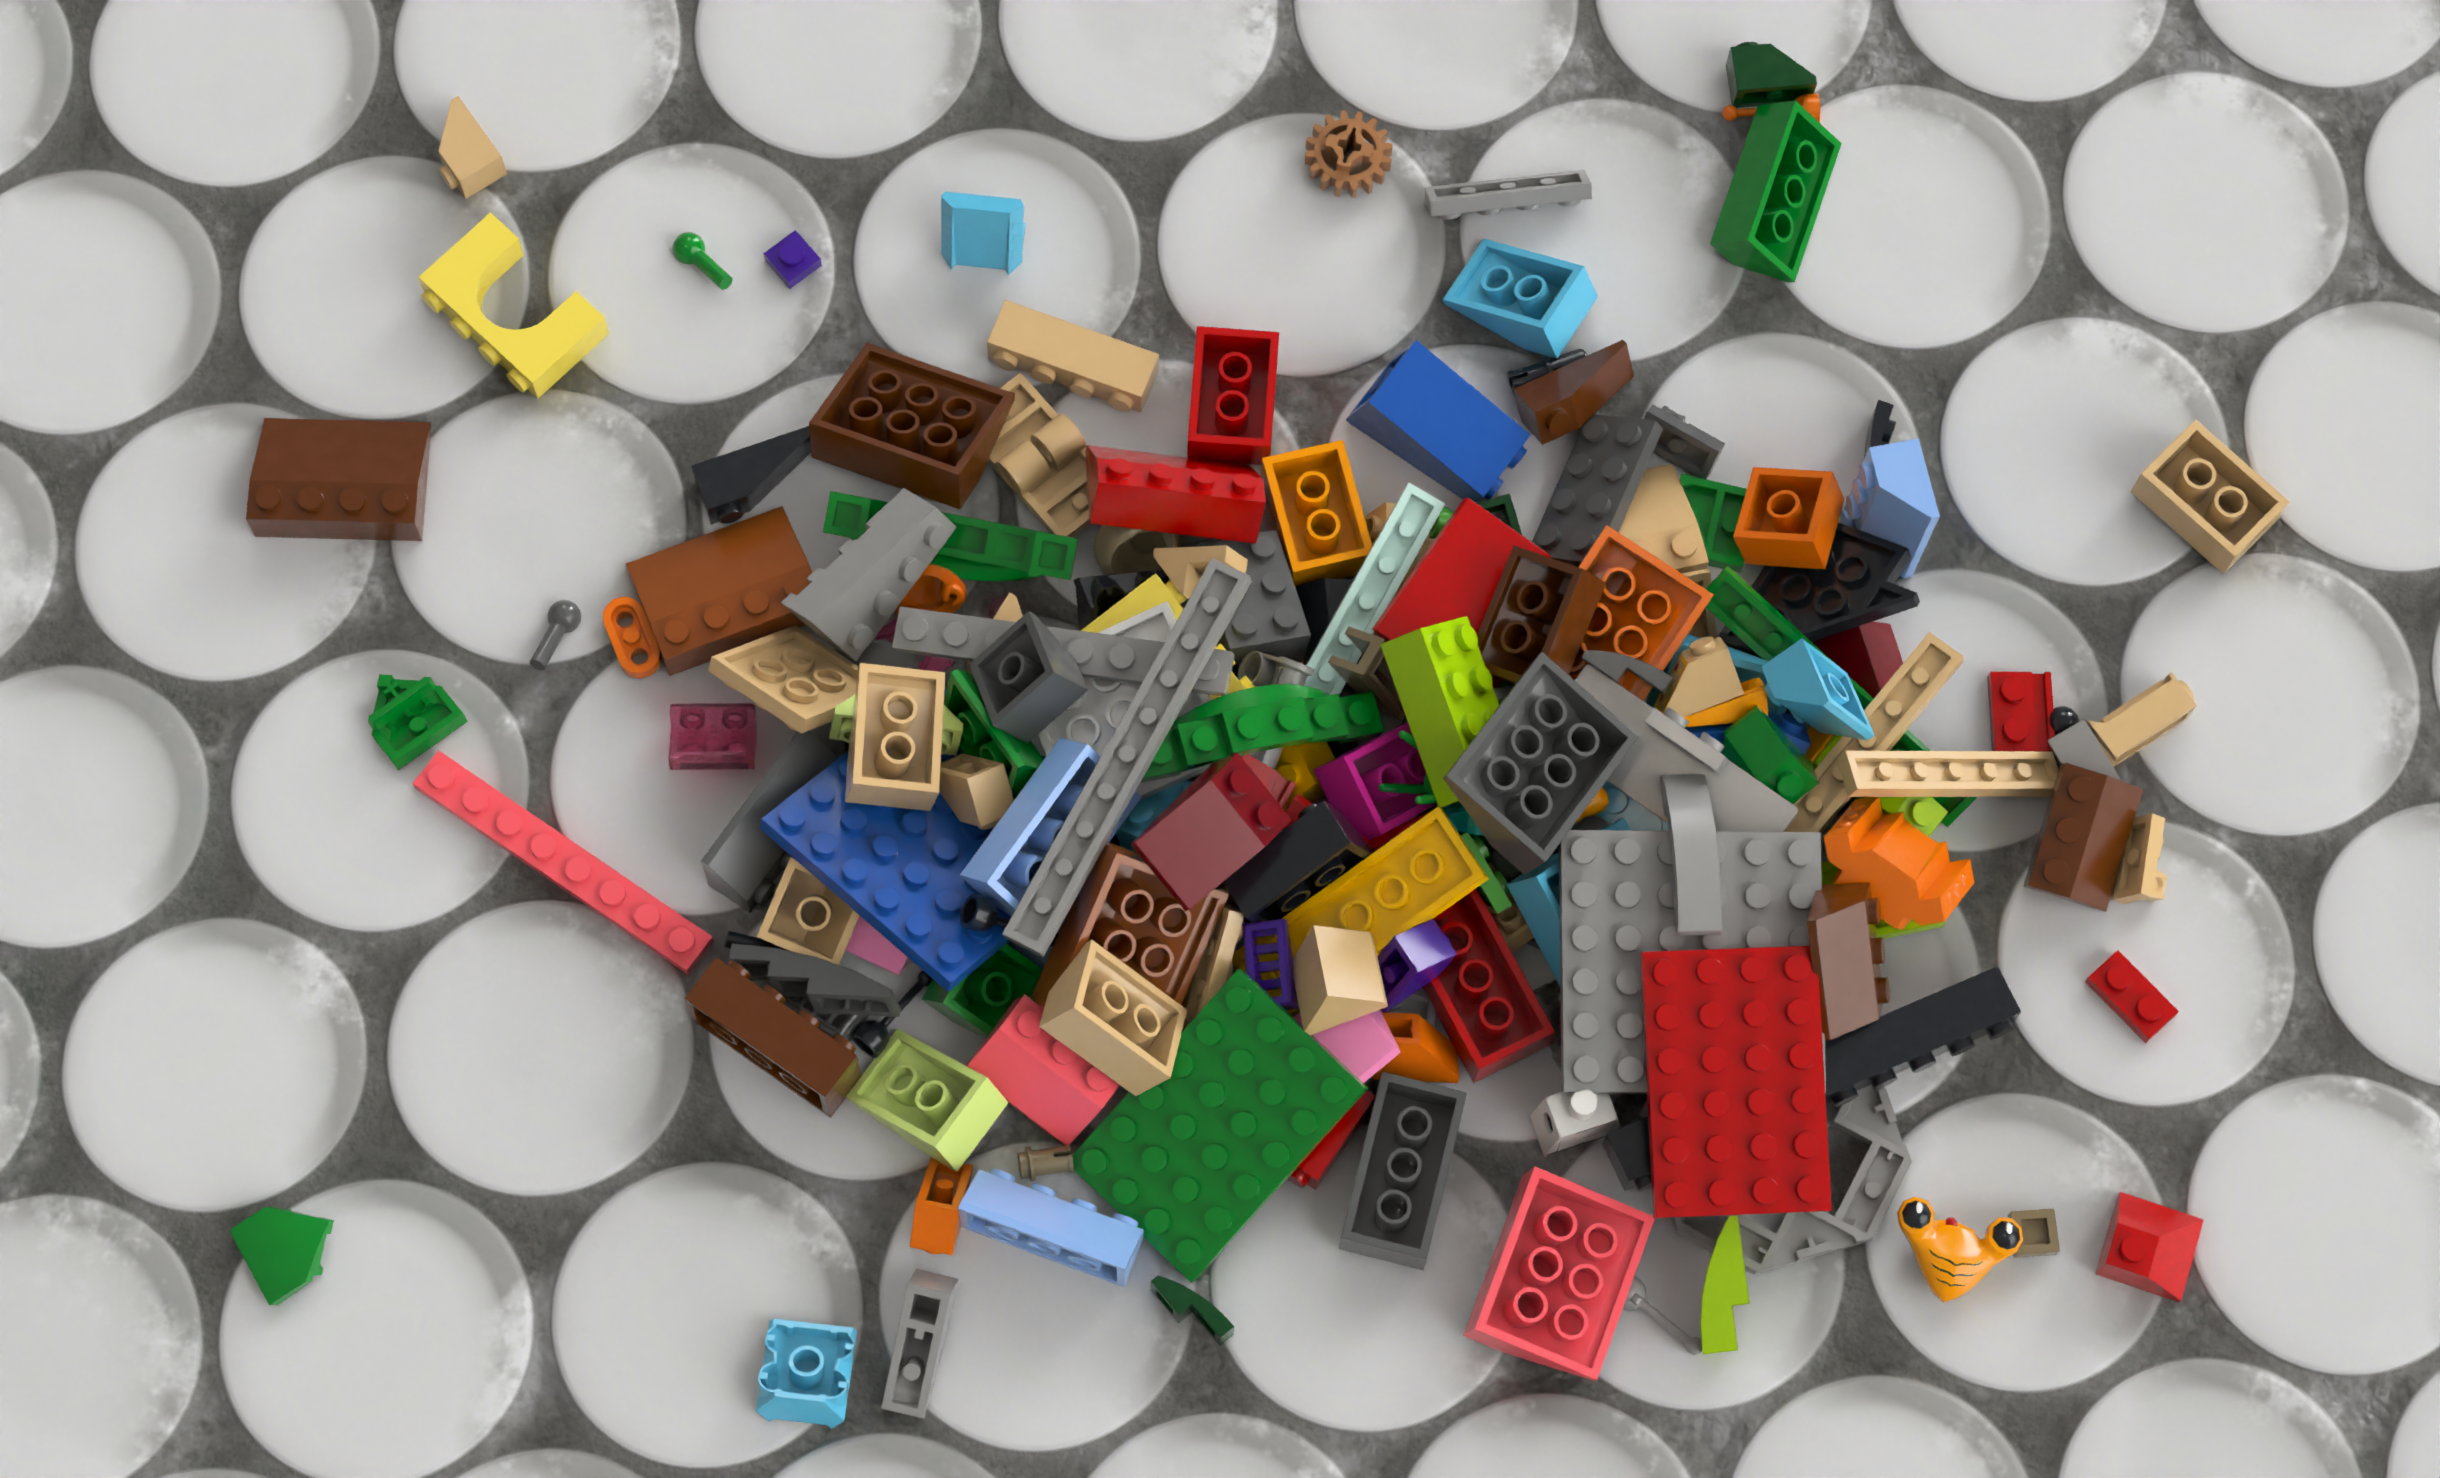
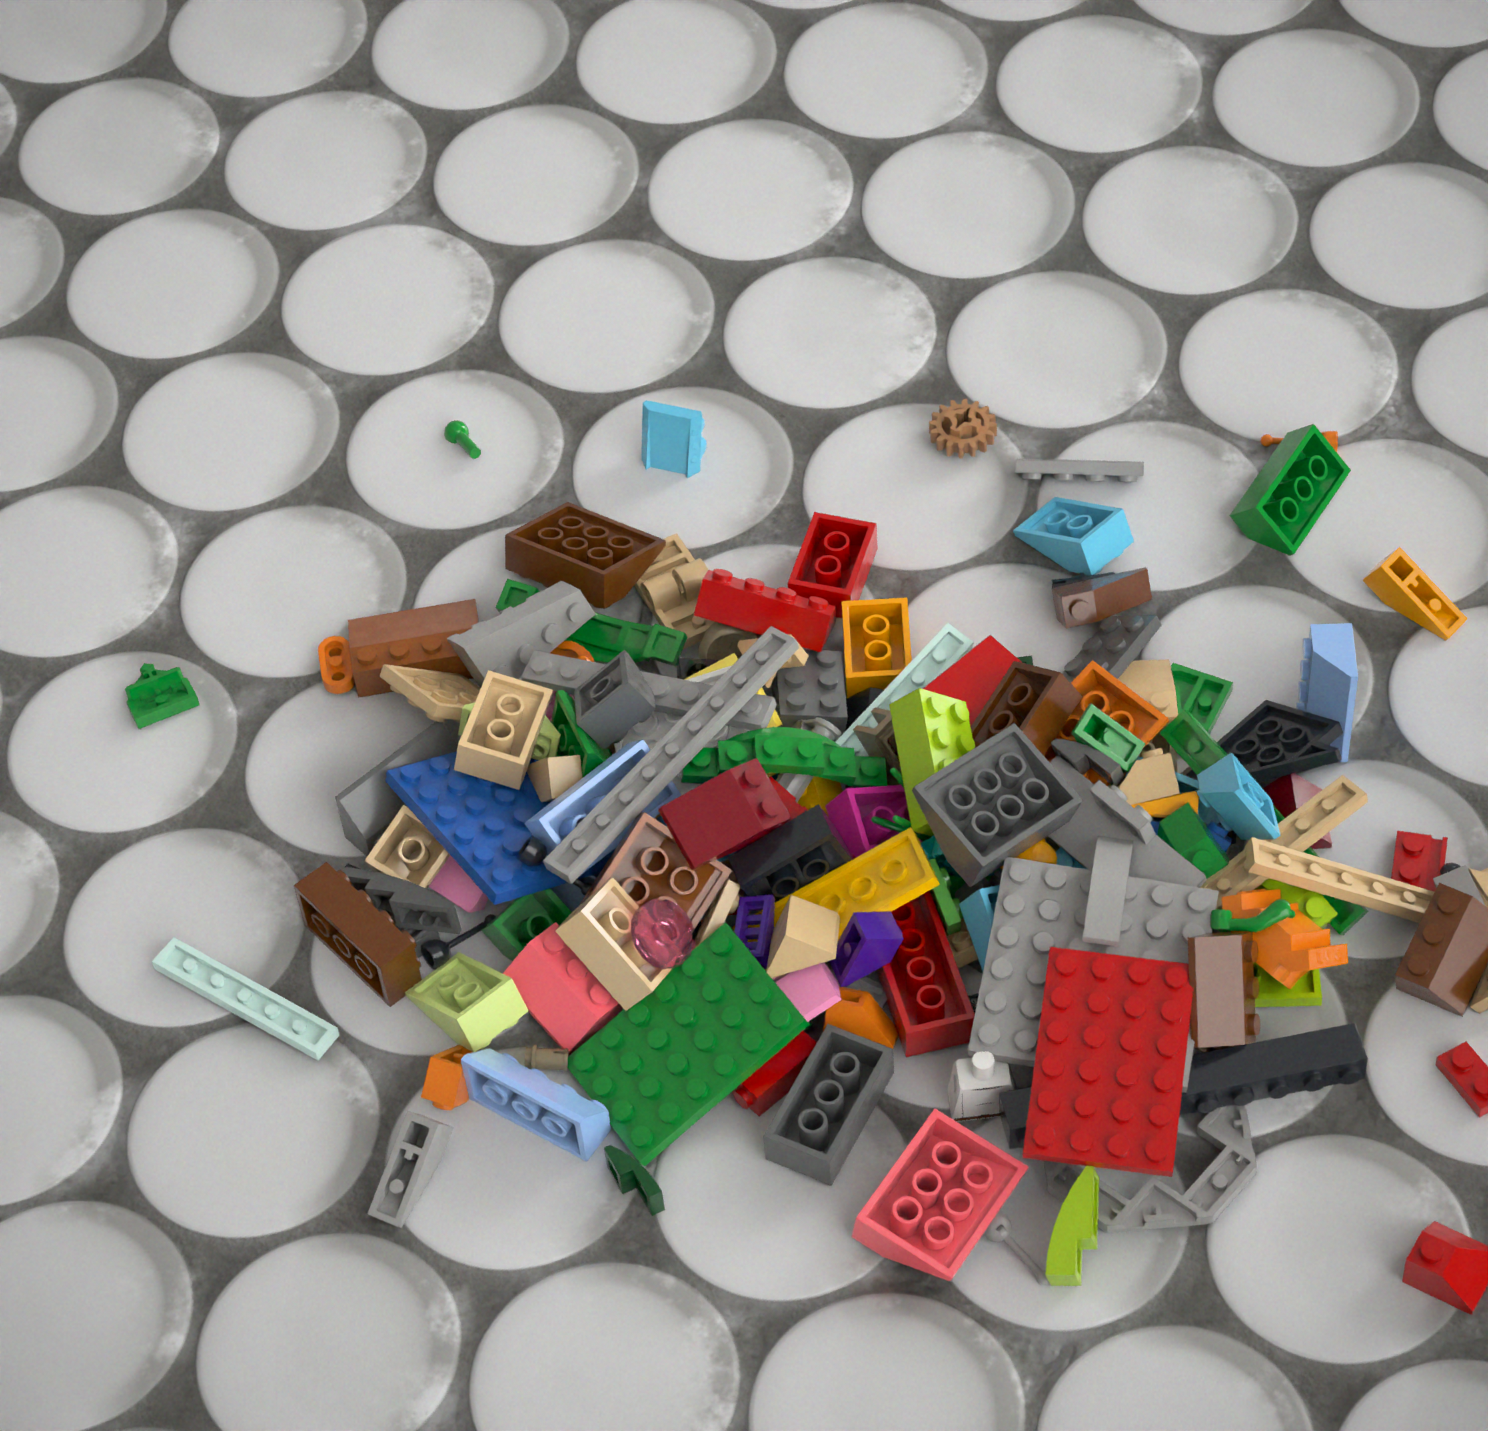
camera: 20 degrees right, 20 degrees down
(339, 479) = (156, 541): reddish brown slope -> none
(467, 153) = (314, 353): tan slope -> none
(531, 355) = (318, 479): light yellow arch -> none
(563, 618) = (290, 649): dark grey bar -> none
(563, 862) = (235, 800): coral plate -> none
(651, 1142) = (246, 998): none -> light aqua plate
(712, 736) = (375, 732): clear pink bracket -> none
(744, 477) = (455, 572): black slope -> none
(792, 259) = (529, 447): dark purple plate -> none
(806, 1372) = (314, 1177): medium azure slope -> none
(1072, 357) = (719, 529): tan brick -> none
(1165, 997) = (662, 933): none -> clear pink tile
(1440, 424) = (986, 598): blue slope -> none
(1651, 641) = (1108, 737): none -> slope
(1685, 443) = (1179, 643): dark grey hinge -> none
(1765, 76) = (1296, 410): dark green slope -> none
(1789, 518) = (1249, 694): orange brick -> none
(1892, 858) = (1275, 912): none -> green piece
(1950, 1252) = (1275, 1239): light orange head -> none
(1953, 327) = (1414, 594): none -> light orange slope
(2038, 1232) = (1352, 1237): dark tan plate -> none

